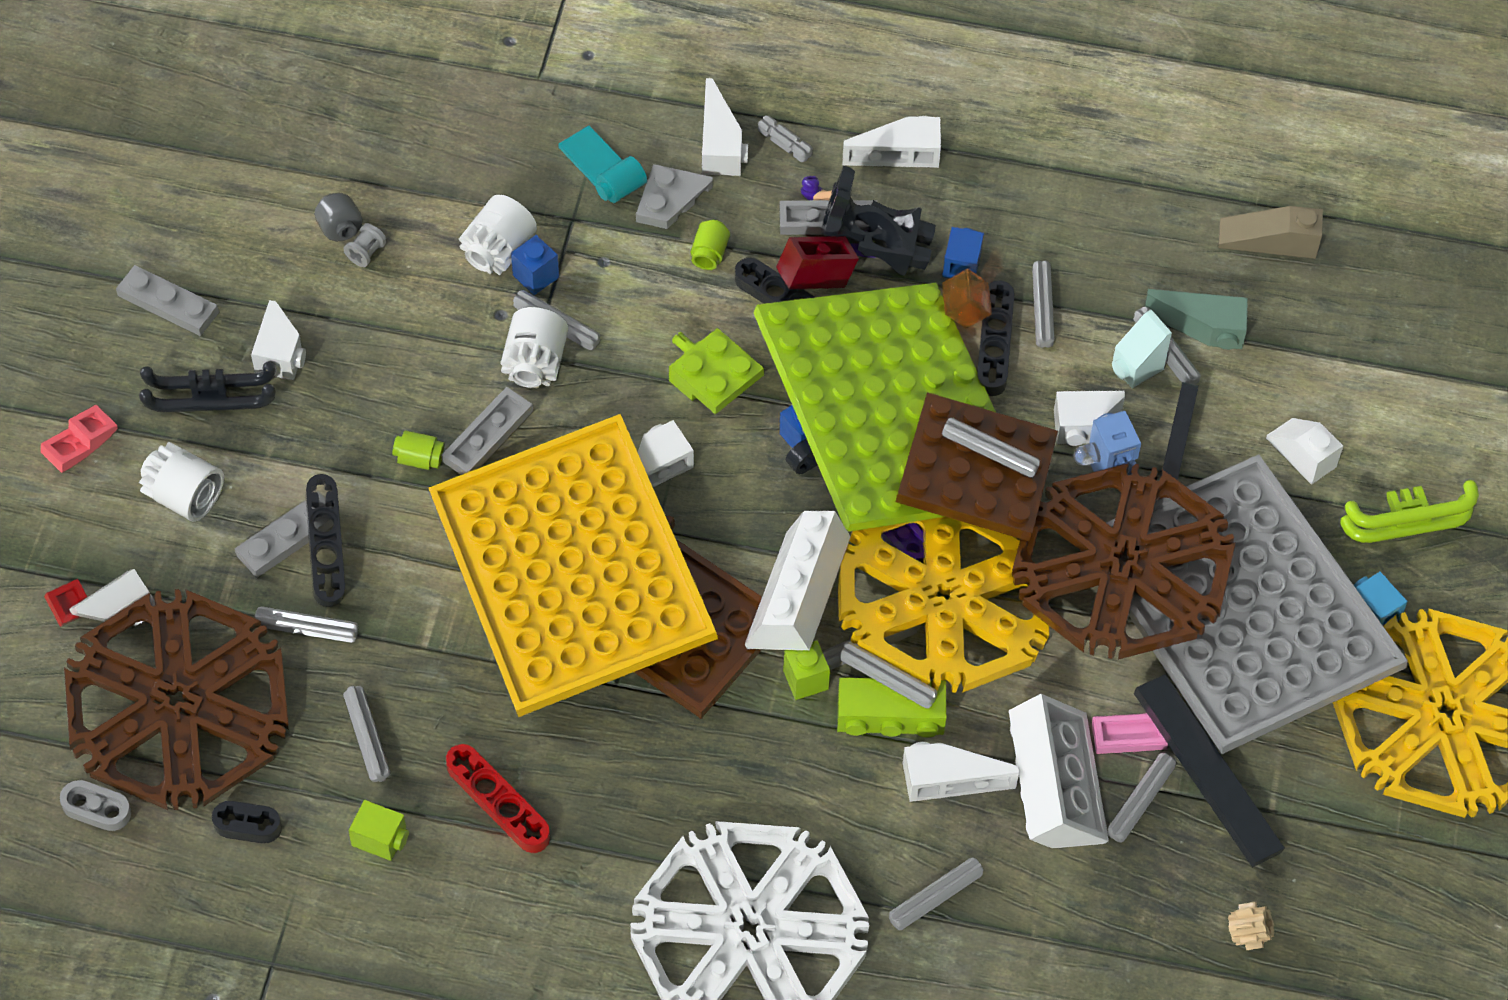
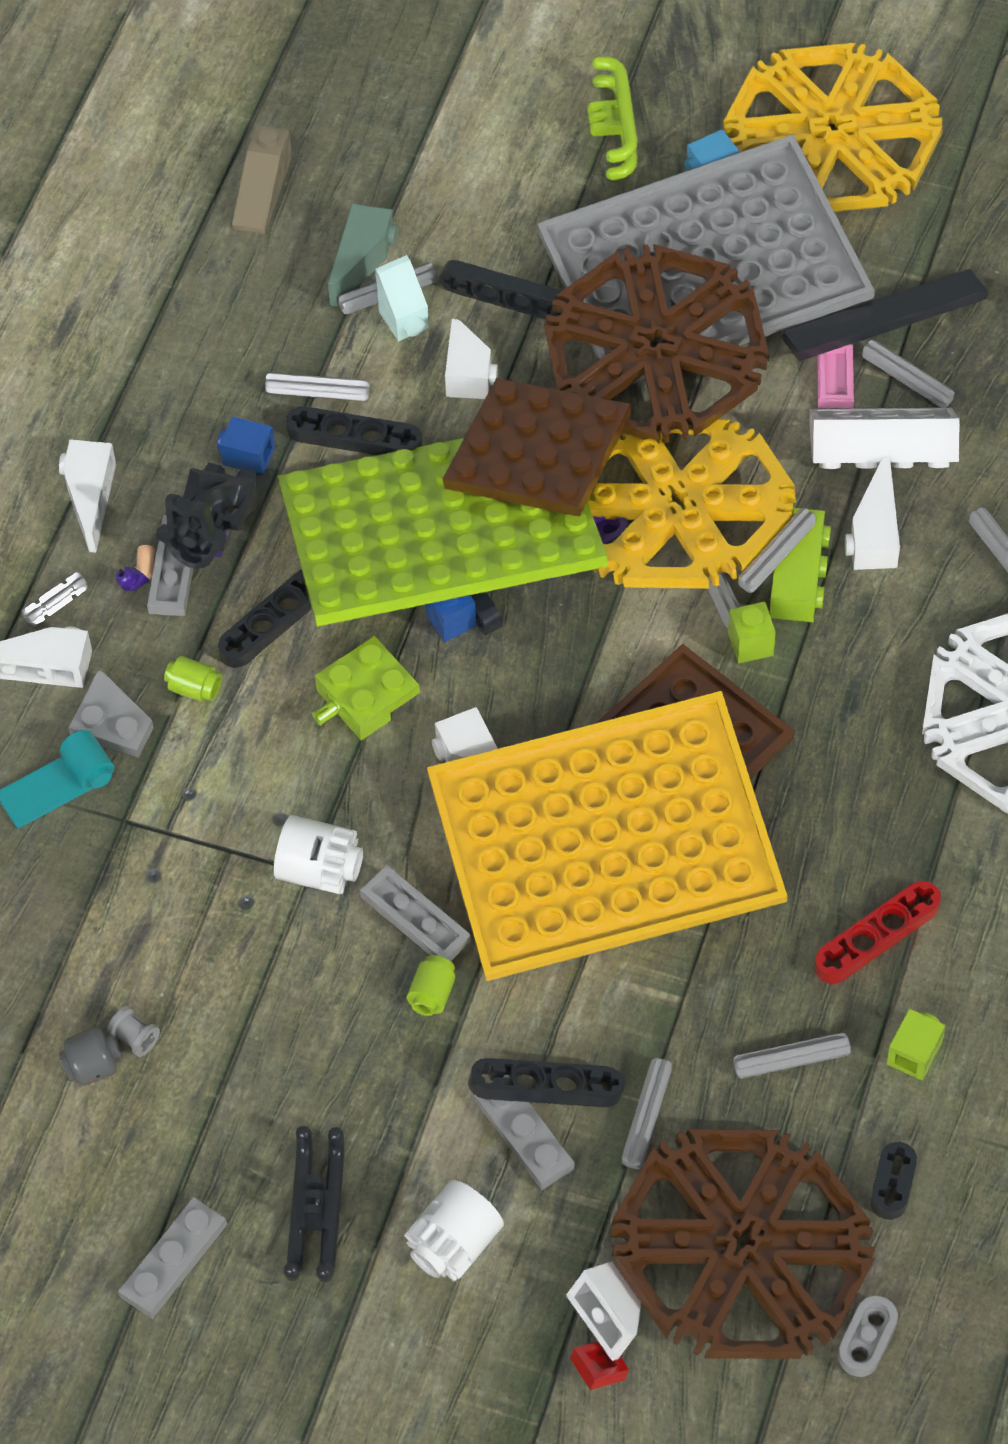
camera: 80 degrees left, 0 degrees up
(84, 435) = (363, 1358): coral slope -> none
(278, 343) = (262, 1128): white slope -> none
(496, 233) = (151, 883): white gear -> none
(535, 265) = (195, 851): blue brick -> none
(576, 330) = (264, 843): light grey axle -> none
(800, 583) = (663, 619): white slope -> none
(817, 262) = (248, 571): dark red brick -> none
(966, 298) = (311, 445): clear orange brick -> none
(991, 447) = (529, 422): light grey axle -> none
(1110, 444) = (521, 336): medium blue piece -> none
(1307, 447) = (527, 188): white slope -> none

